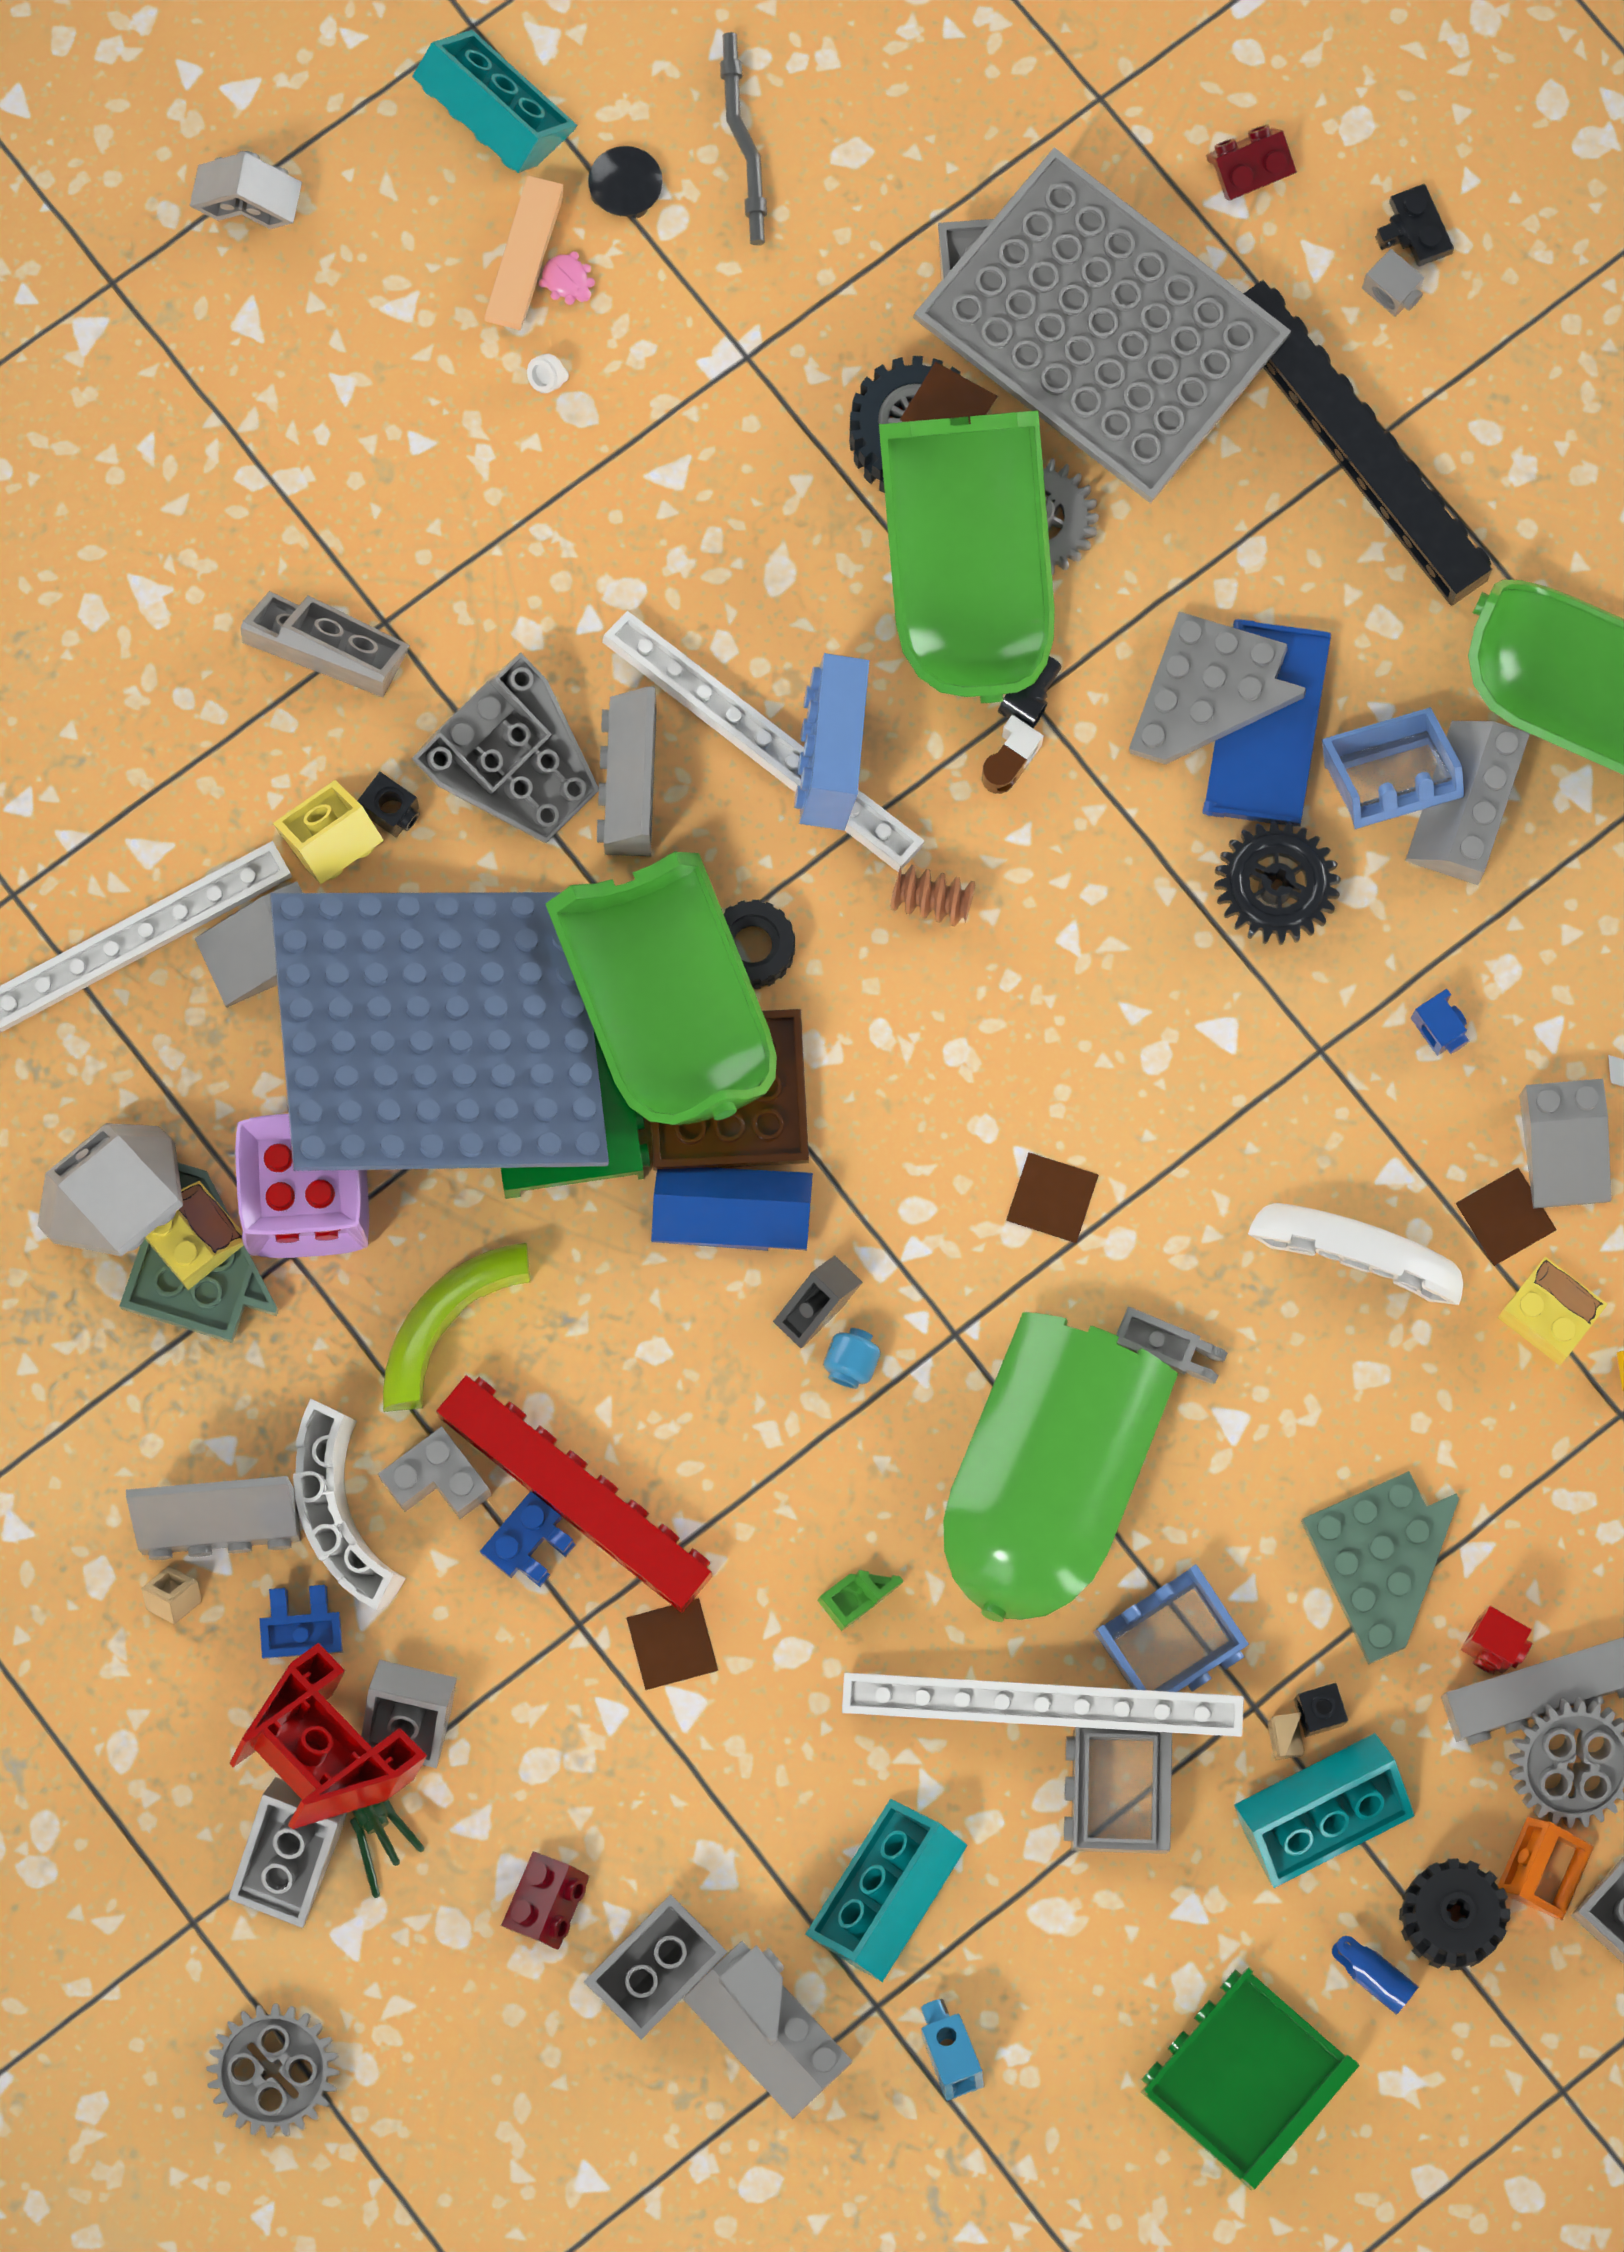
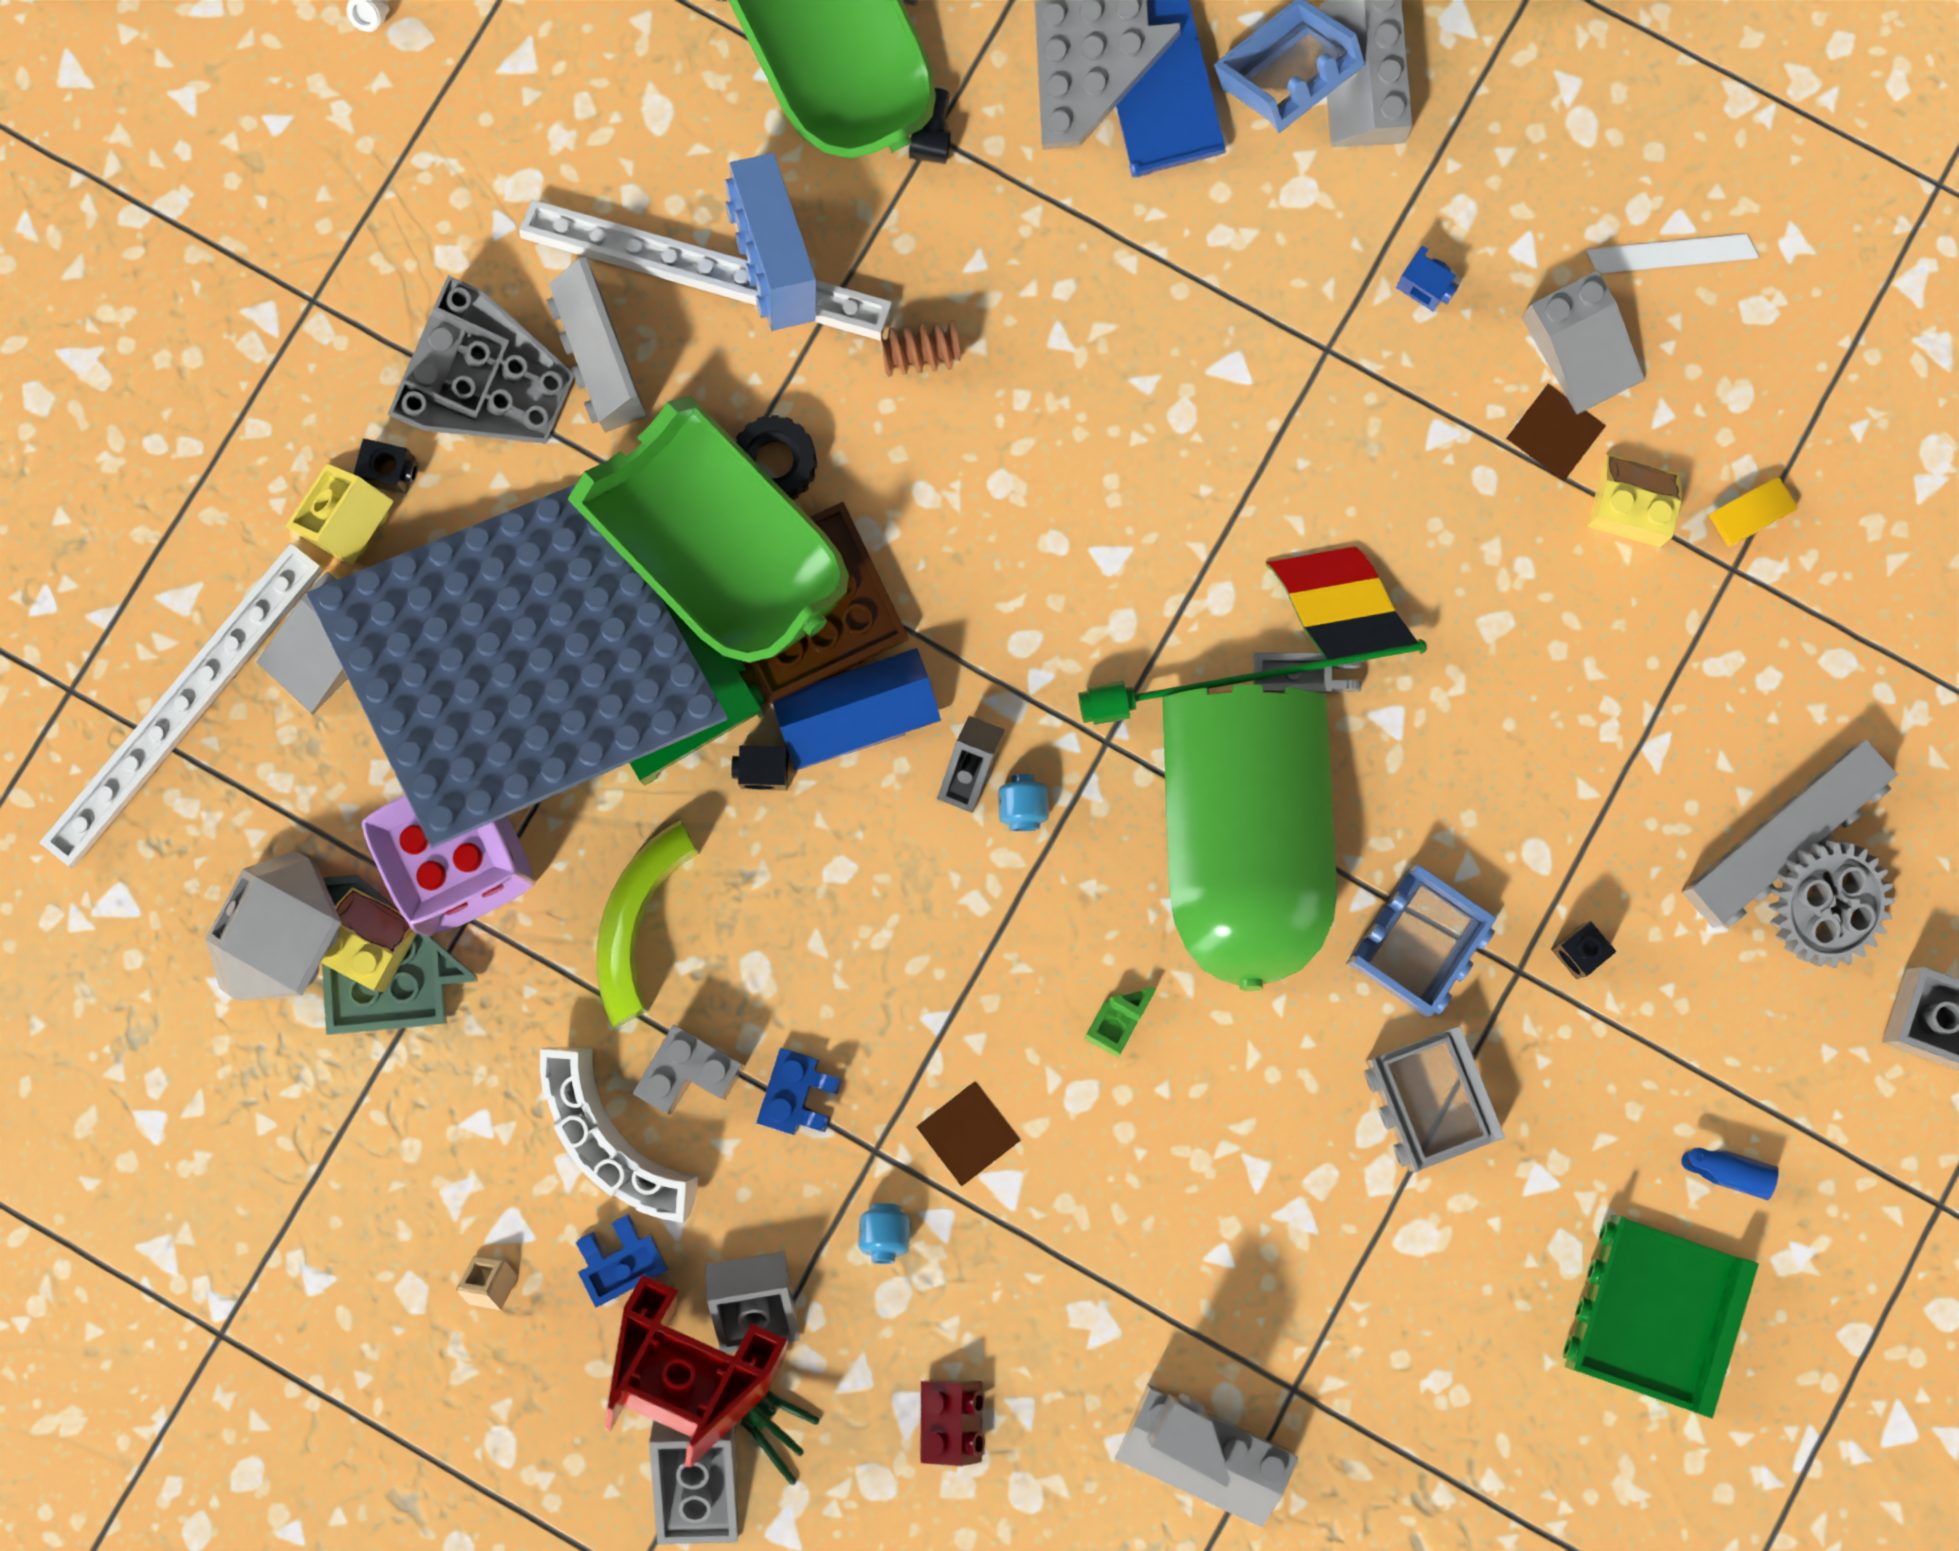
camera: 20 degrees left, 5 degrees up
(214, 1517) = (495, 1198): light grey slope -> none
(324, 641) = (263, 340): light grey slope -> none
(556, 1700) = (884, 1233): none -> dark azure head
(574, 1493) = (821, 1033): red brick -> none
(621, 1225) = (761, 767): none -> black brick
(655, 1966) = (1079, 1445): light grey slope -> none
(886, 1889) = (1259, 1281): teal slope -> none
(953, 2064) = (1396, 1419): dark azure torso -> none
(1007, 765) = (937, 204): leg -> none
(1043, 1704) = (1334, 1051): white plate -> none
(1052, 1197) = (1142, 581): reddish brown sticker -> none
(1226, 1300) = (1338, 607): none -> flag
(1286, 1736) = (1560, 987): tan slope -> none
(1310, 899) = (1191, 207): black gear -> none
(1325, 1810) = (1624, 1039): teal slope -> none
(1359, 1247) = (1441, 513): white brick -> none
(1381, 1558) = (1577, 789): sand green wing -> none
(1430, 1925) = (1760, 1093): black wheel -> none
(1497, 1642) = (1718, 822): red brick -> none
(1530, 1860) = (1828, 1008): orange tile -> none

